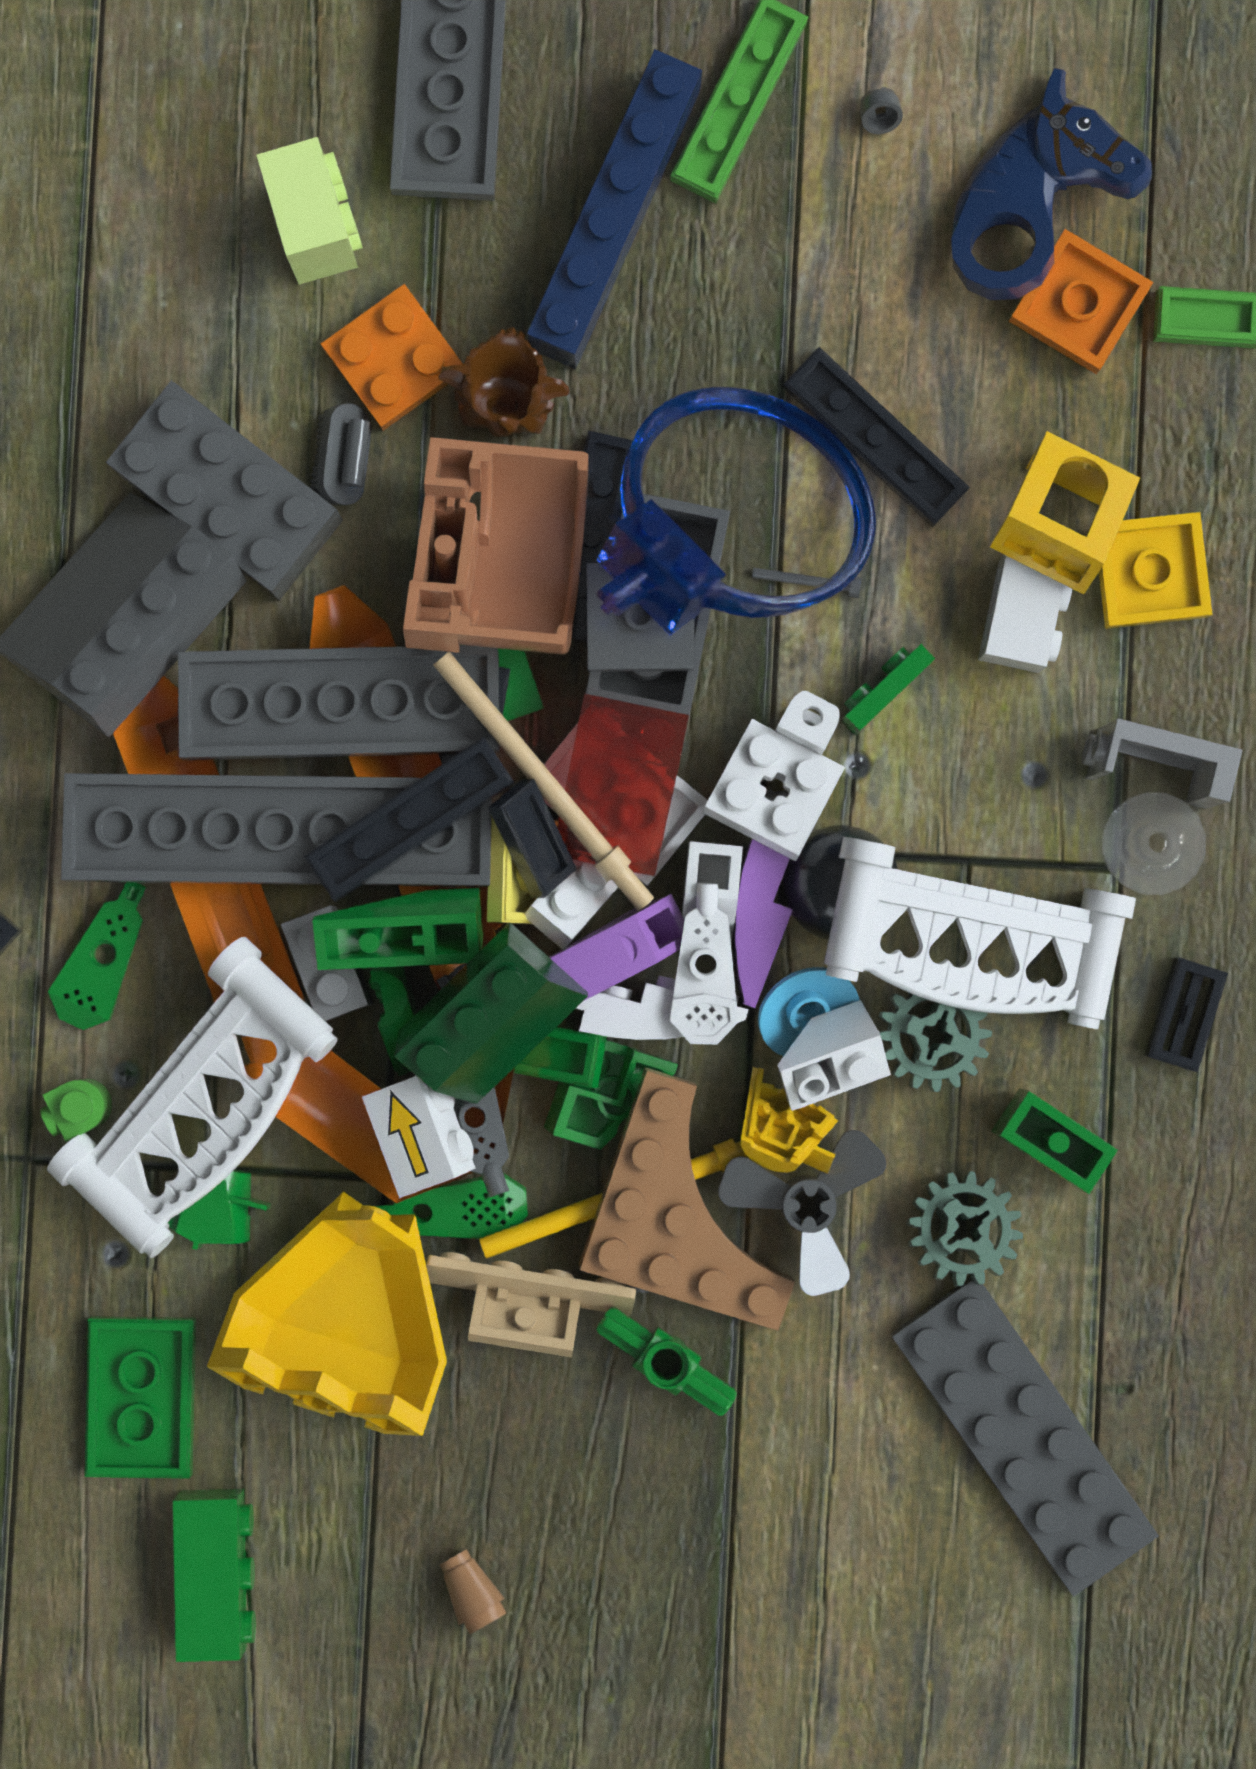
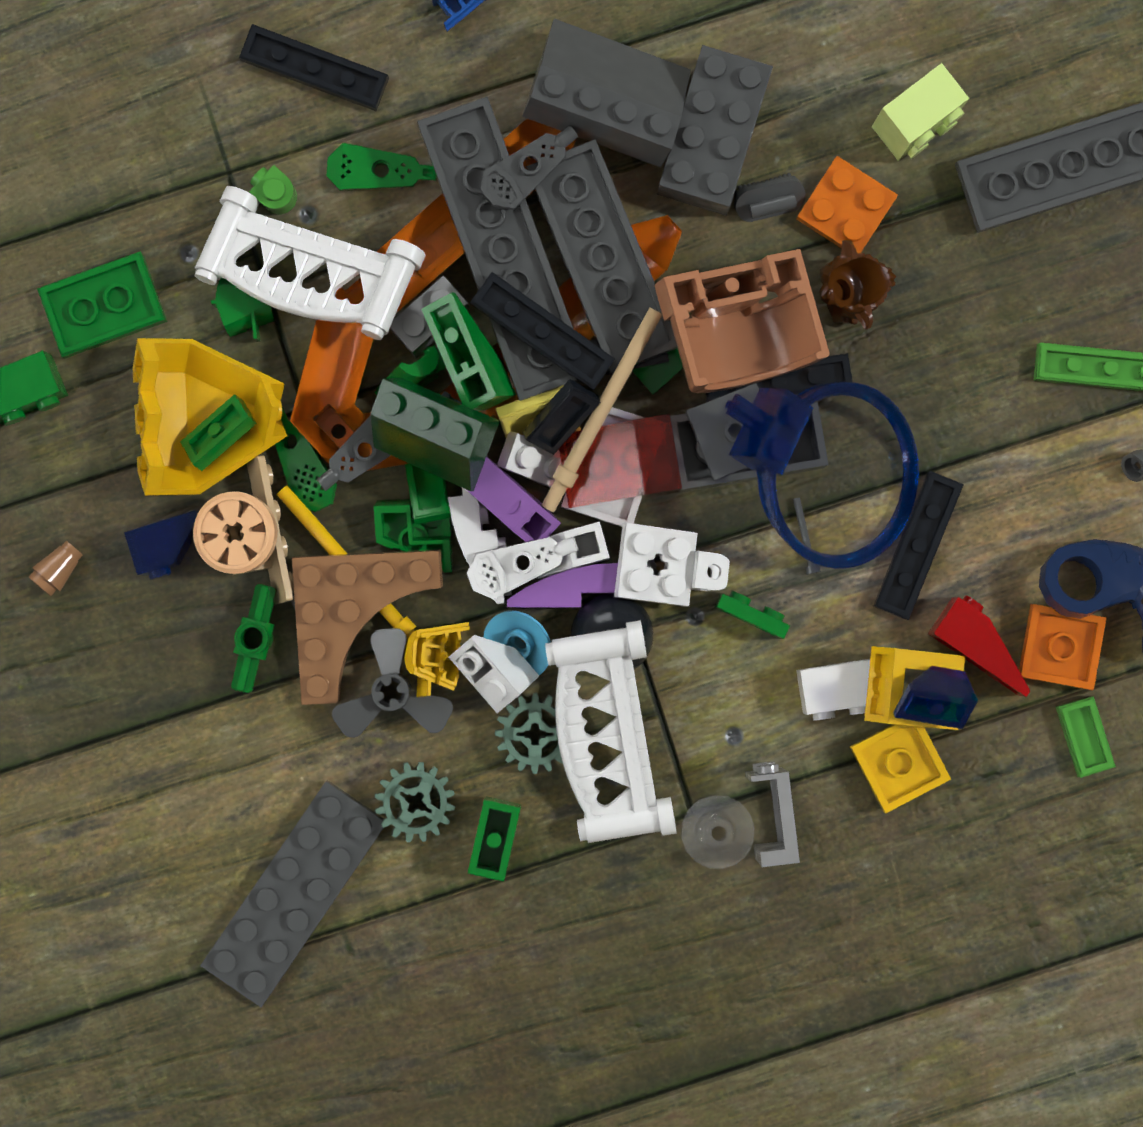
camera: 80 degrees right, 0 degrees up
(185, 776) = (516, 177): none -> dark grey piece
(374, 1305) = (218, 432): none -> green plate
(418, 1135) = (338, 417): white brick -> none
(494, 1436) = (161, 544): none -> clear blue slope
(551, 1339) = (231, 510): none -> light nougat wheel
(615, 209) = (1001, 314): dark blue brick -> none
(1024, 409) = (973, 635): none -> red slope
(1095, 483) = (938, 698): none -> clear blue slope
(1166, 1010) = (605, 897): black tile -> none

